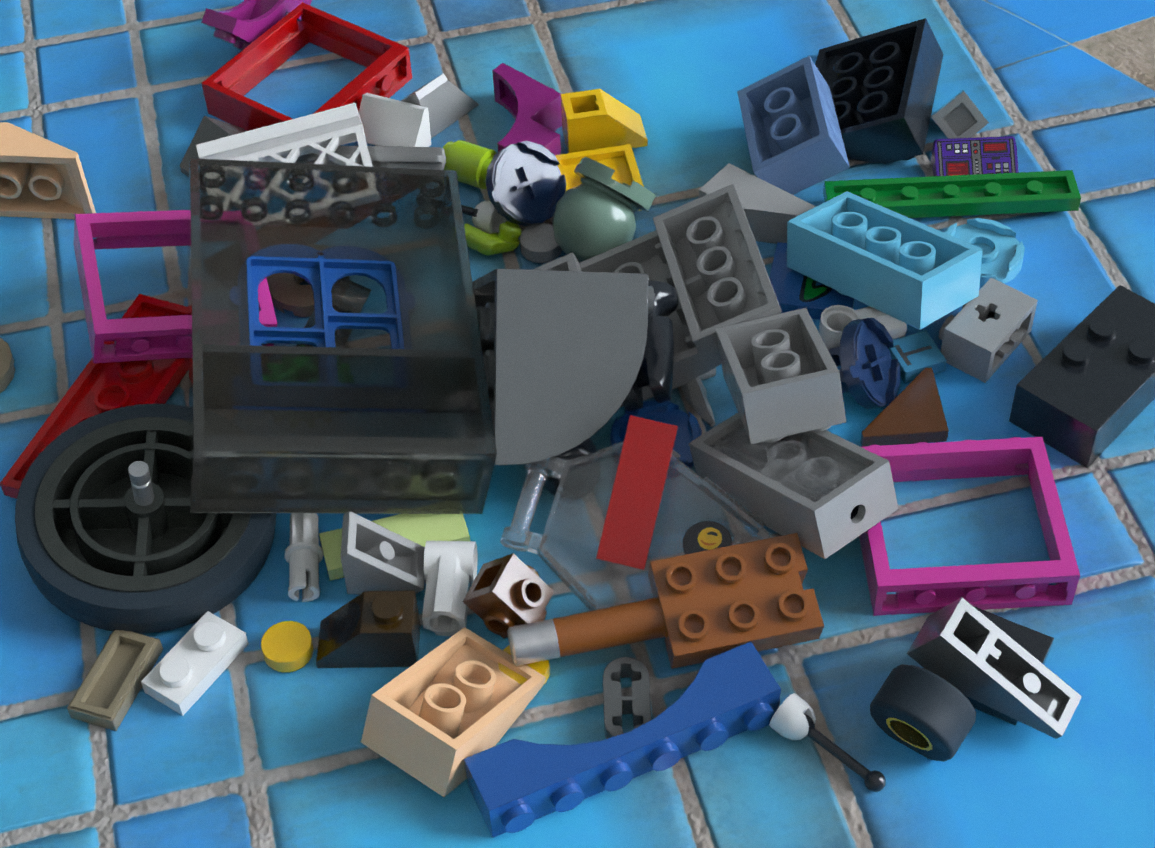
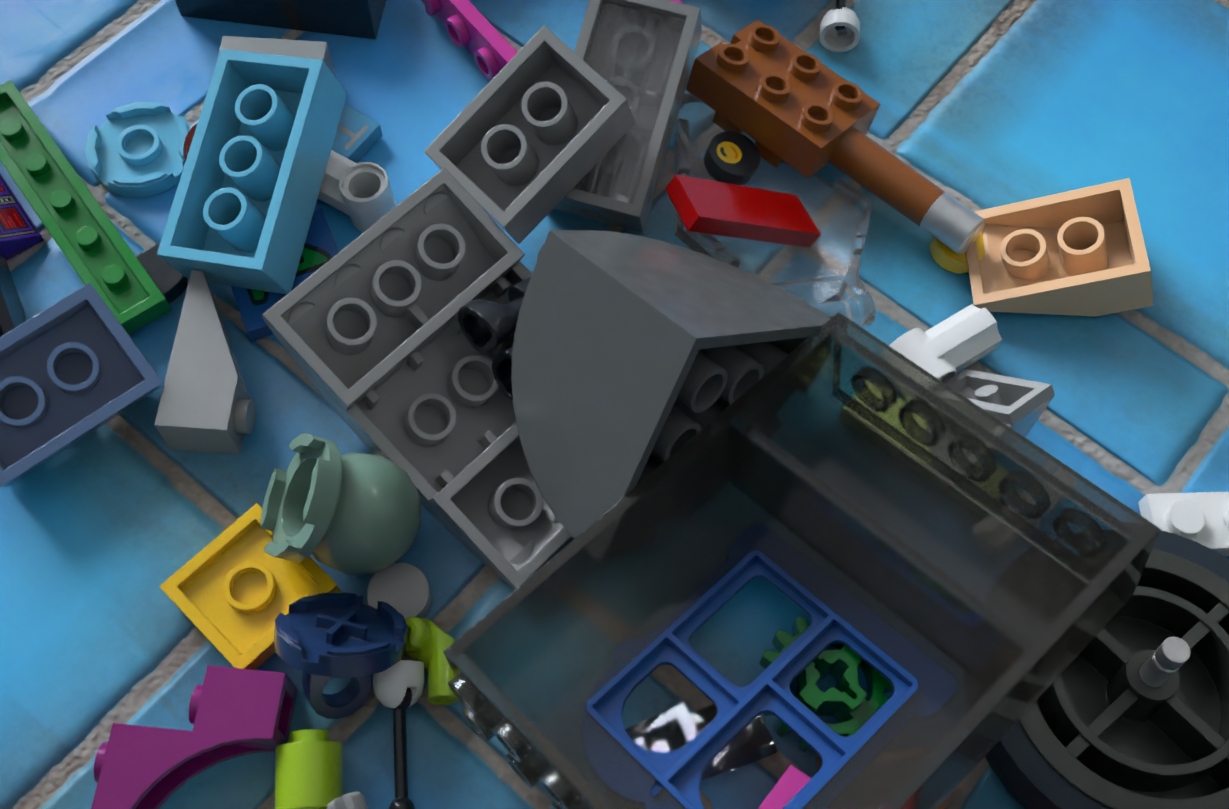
camera: 130 degrees left, 15 degrees up
(287, 646) = (1118, 453): yellow tile -> none
(371, 632) = (1052, 354): dark brown slope -> none
(508, 594) = (923, 275): reddish brown brick -> none
(530, 780) = (1041, 144): blue arch -> none
(599, 121) = (142, 650): yellow slope -> none
(616, 704) = (921, 136): dark grey beam -> none
(867, 363) = (404, 144): dark blue tile -> none
(911, 417) = (421, 100): reddish brown tile -> none

